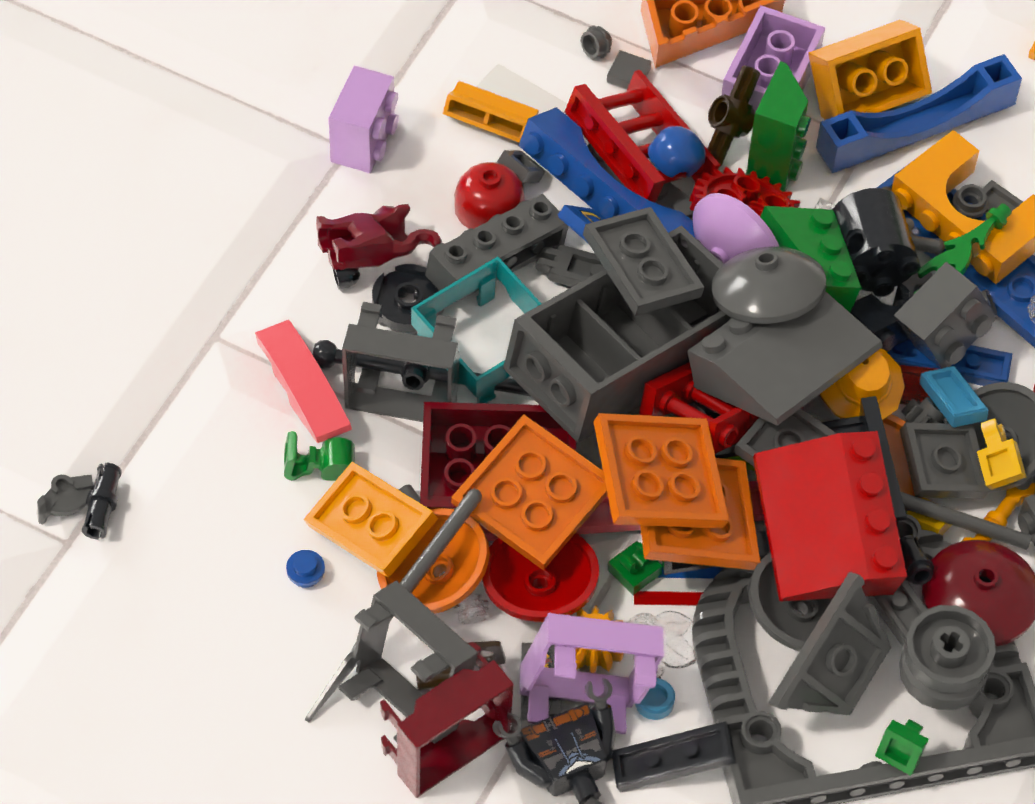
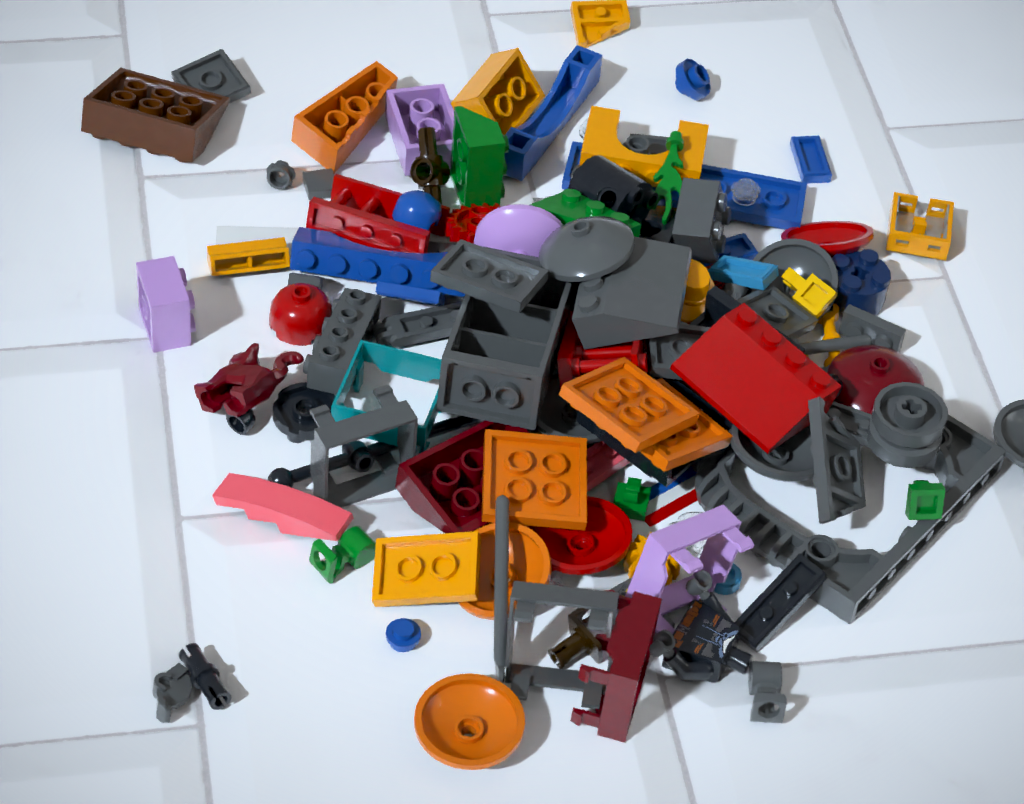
camera: 40 degrees left, 10 degrees down
(272, 668) = (474, 707): none -> orange dish

